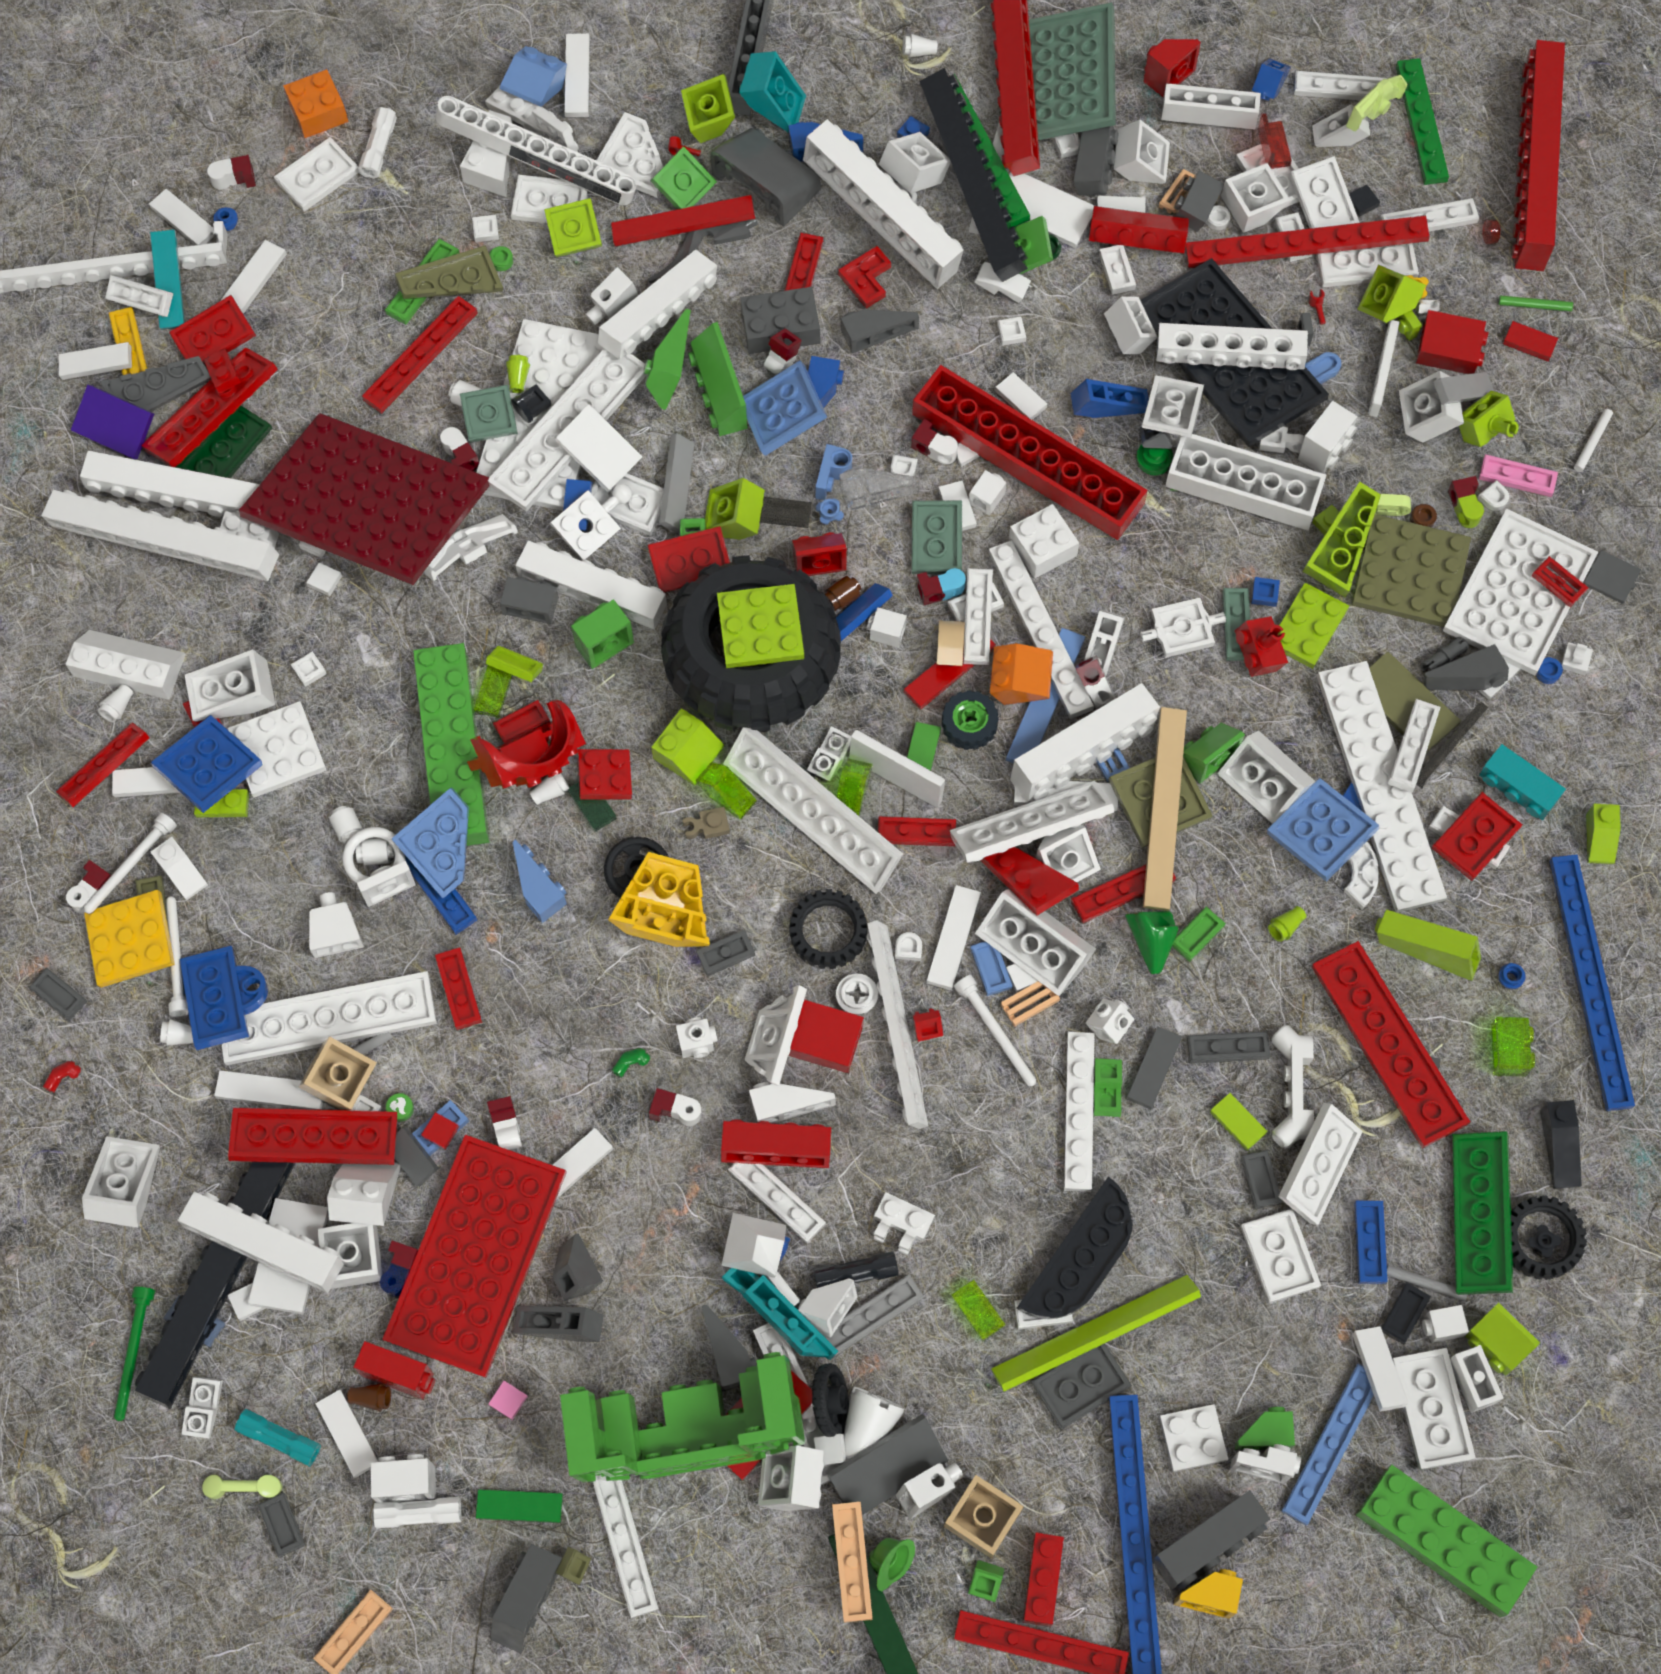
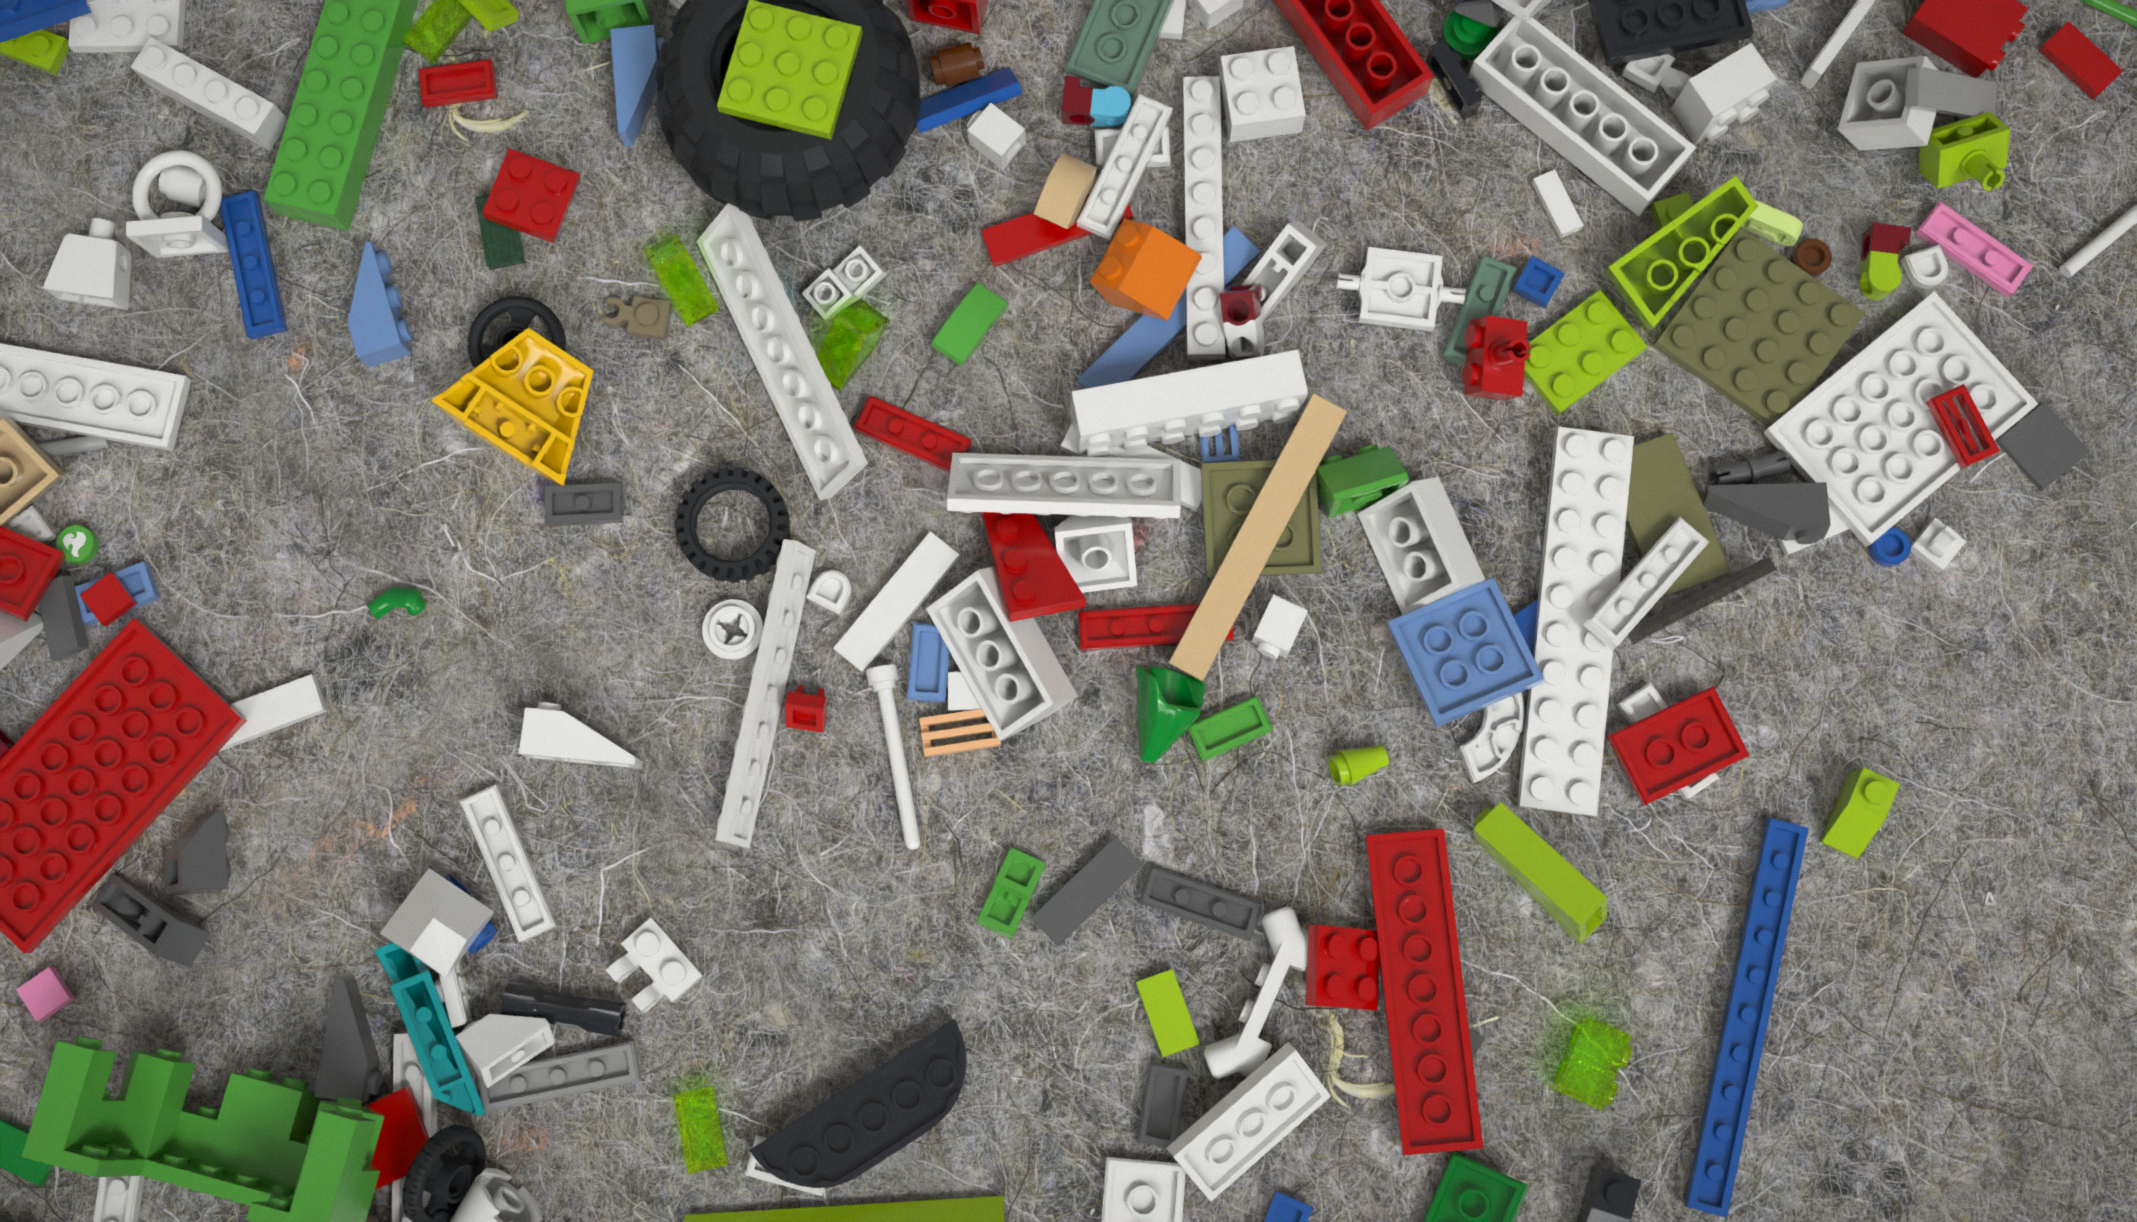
camera: 25 degrees right, 10 degrees up
(345, 823) = (168, 131): white brick -> none
(363, 788) = (210, 93): none -> white brick
(438, 842) = (262, 206): medium blue plate -> none
(458, 988) = (217, 414): red plate -> none
(505, 1123) = (198, 623): leg -> none
(529, 755) = (433, 132): red piece -> none
(549, 789) = (453, 187): white cone -> none
(637, 669) = (634, 69): none -> medium blue slope
(675, 1106) = (436, 696): leg -> none
(686, 746) = (655, 198): lime slope -> none
(696, 1037) = (490, 606): white brick -> none
(774, 1035) = (590, 645): white wing -> none
(776, 1144) = (532, 794): red brick -> none
(826, 1036) = (662, 670): red brick -> none
(897, 768) = (916, 339): white tile -> none
(974, 733) = (1042, 327): black wheel -> none
(1079, 1112) = (958, 911): white plate -> none
(1110, 1020) = (1053, 804): white brick -> none
(1159, 490) = (1459, 88): none -> black plate
(1201, 859) = (1278, 627): none -> white brick
(1254, 541) = (1557, 203): none -> white piece
(1335, 1048) = (1342, 968): none -> red plate
(1514, 969) = (1649, 957): blue plate -> none
(1522, 782) = (1776, 694): teal brick -> none

